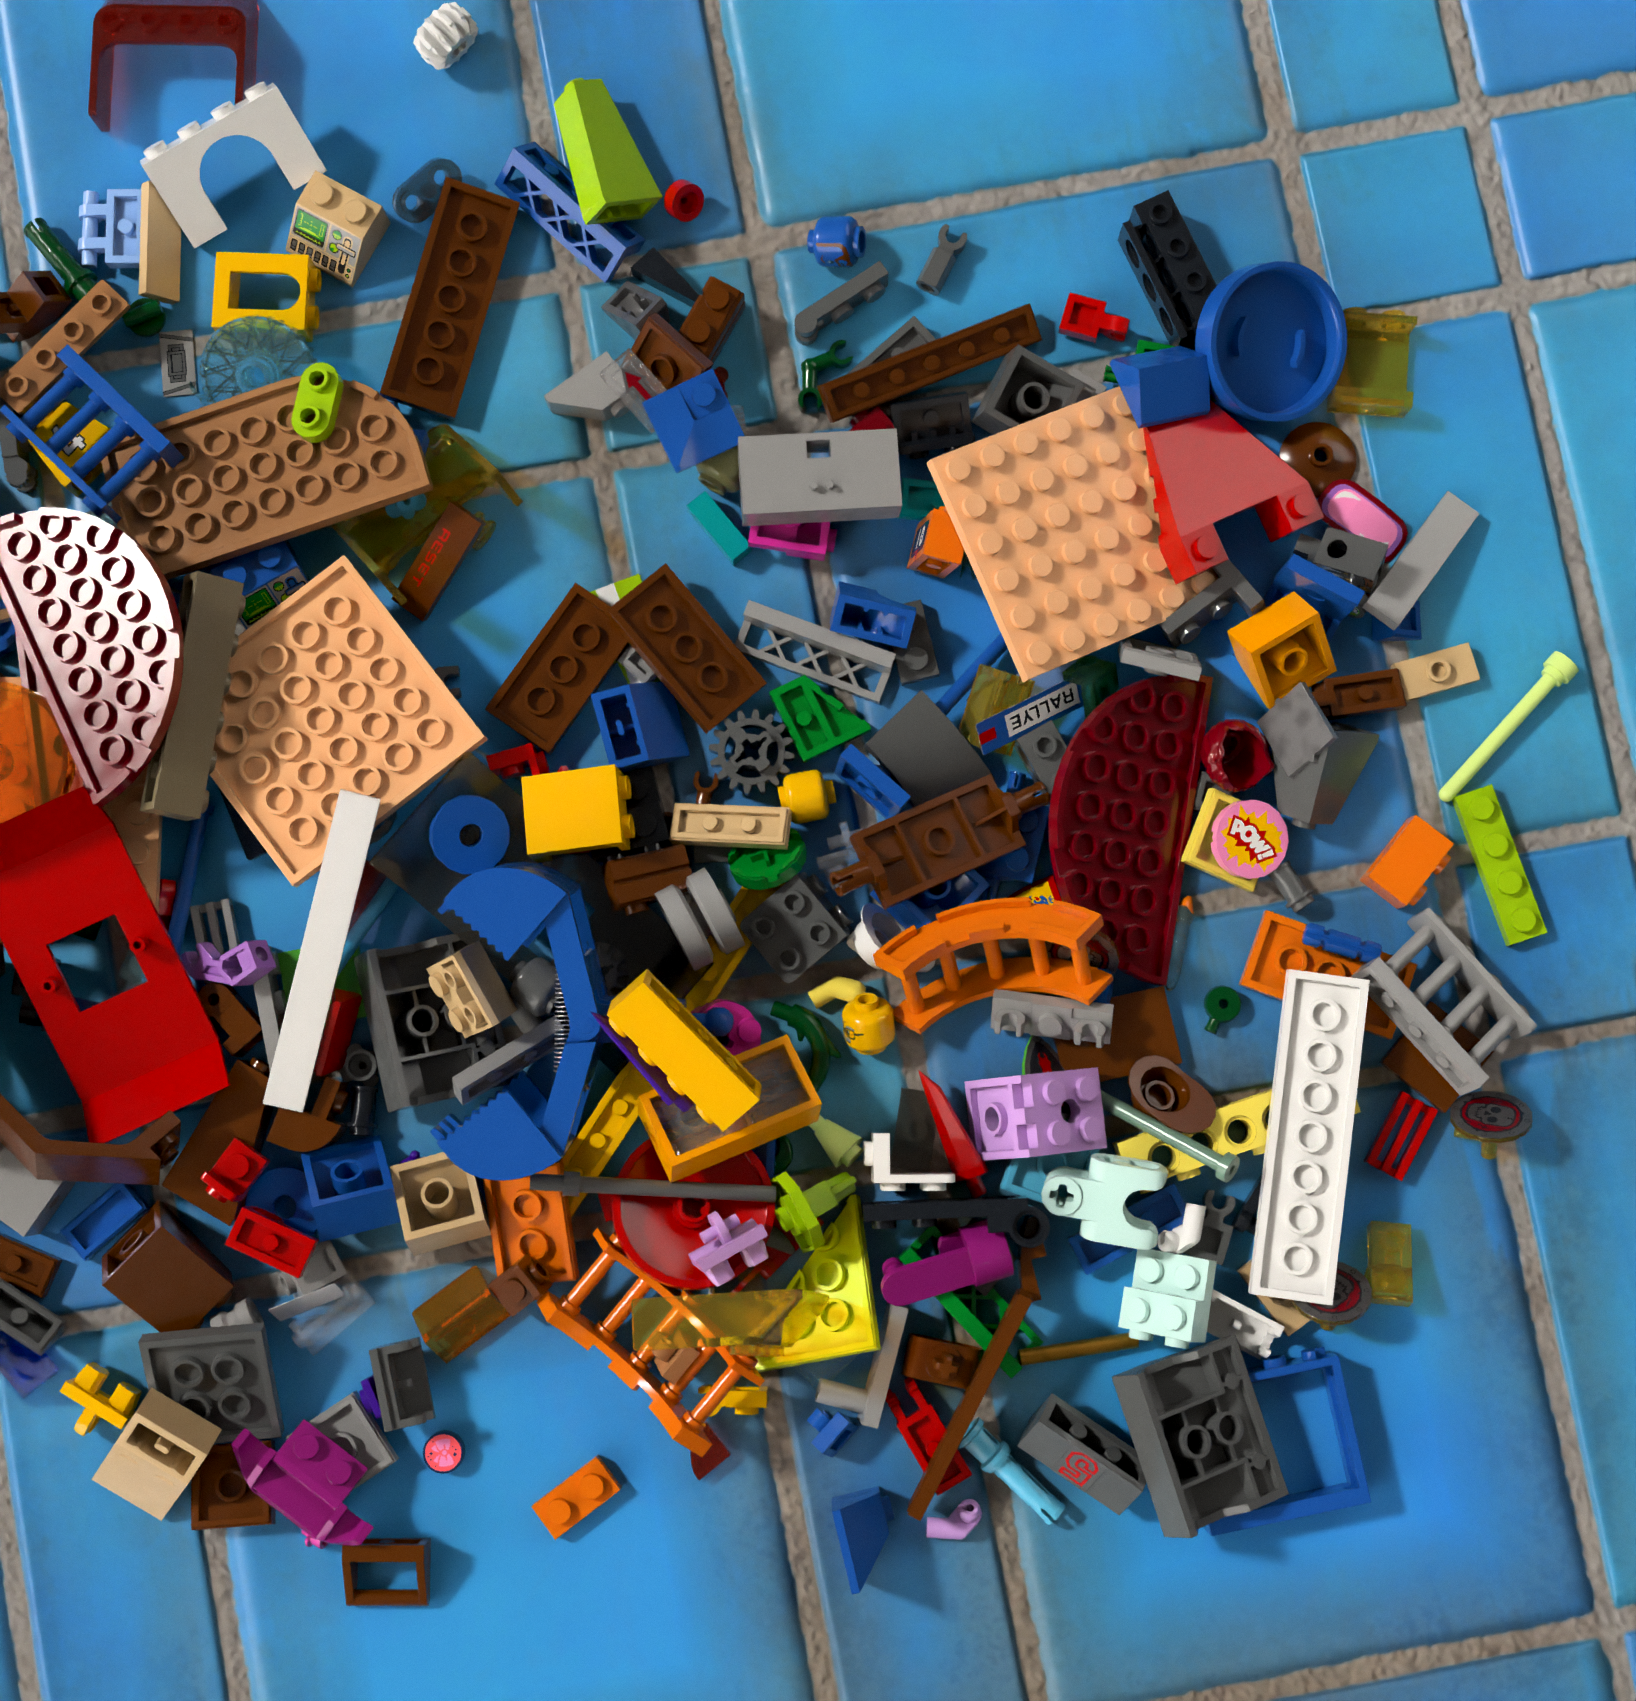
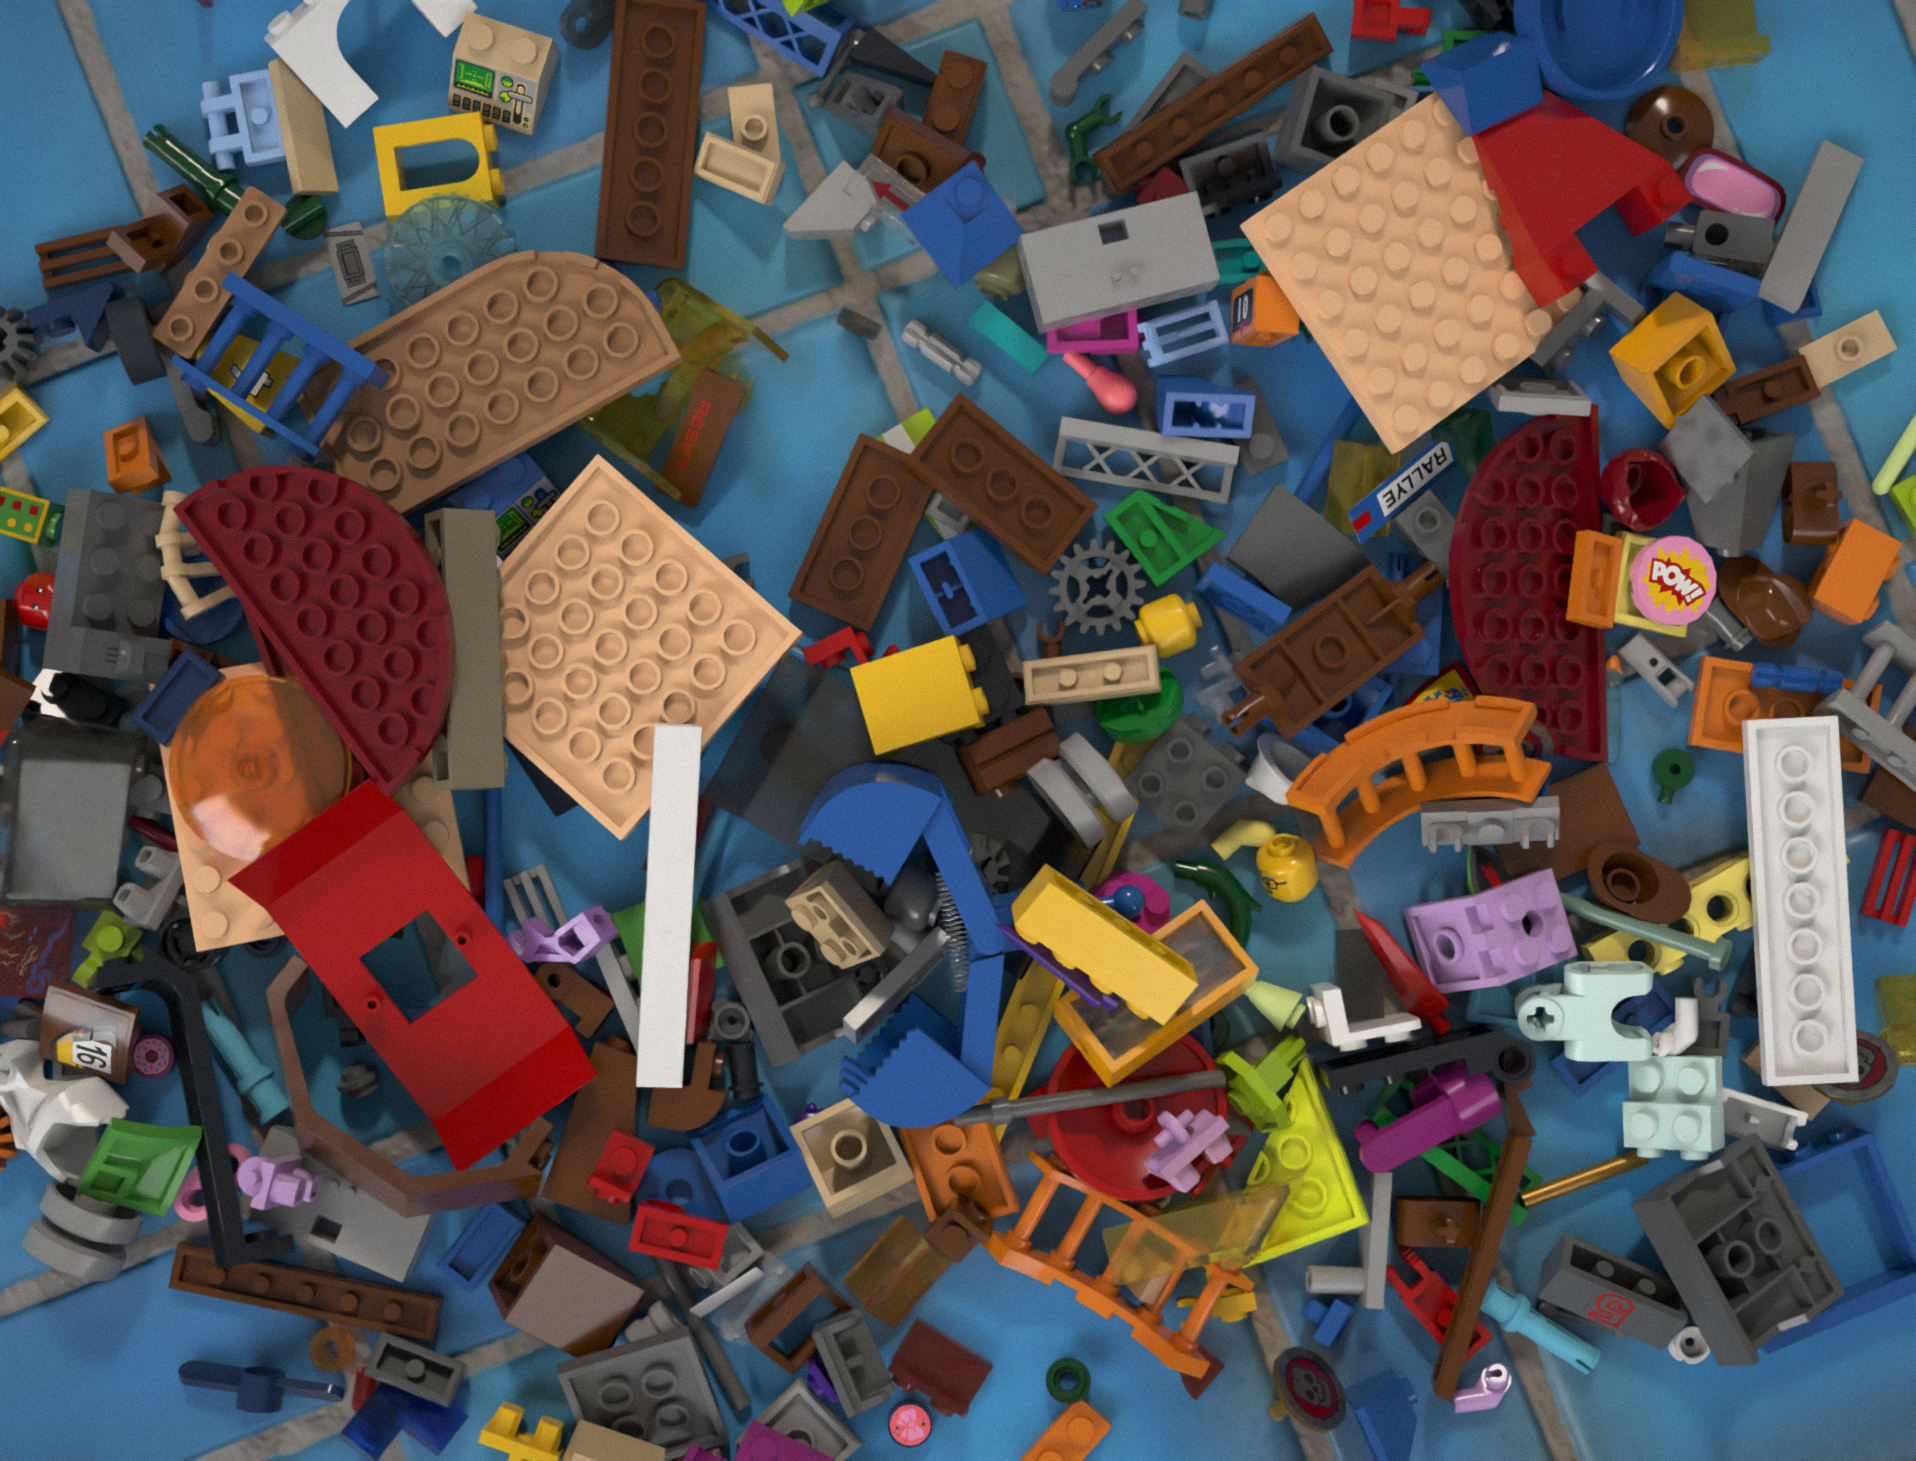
camera: 15 degrees left, 5 degrees up
(28, 1054) = (358, 1080): none -> dark grey plate
(279, 1334) = (702, 1332): none -> dark grey bar
(317, 400) = (532, 282): lime plate -> none
(354, 1324) = (784, 1308): none -> reddish brown tile
(478, 1407) = (938, 1368): none -> clear red bracket
(492, 839) = (827, 750): blue tile -> none
(518, 343) = (739, 168): none -> tan tile
(539, 316) = (755, 118): none -> tan plate
(581, 1432) = (1054, 1376): none -> dark green plate
(593, 492) = (858, 324): none -> clear smoke tile
(596, 299) = (815, 99): none -> dark grey hinge
(659, 529) = (941, 352): none -> light grey axle
(797, 1489) = (1307, 1390): none -> shield
(798, 587) = (1113, 391): none -> coral piece
(839, 553) = (1153, 342): none -> light blue tile
(1027, 1461) = (1549, 1310): none -> dark grey hinge
(1135, 1517) = (1693, 1353): none -> white plate
(1180, 824) = (1594, 579): none -> orange plate
(1219, 907) = (1651, 663): none -> light grey bar
(1326, 872) = (1764, 601): none -> reddish brown piece
(1381, 796) = (1810, 504): none -> reddish brown beam

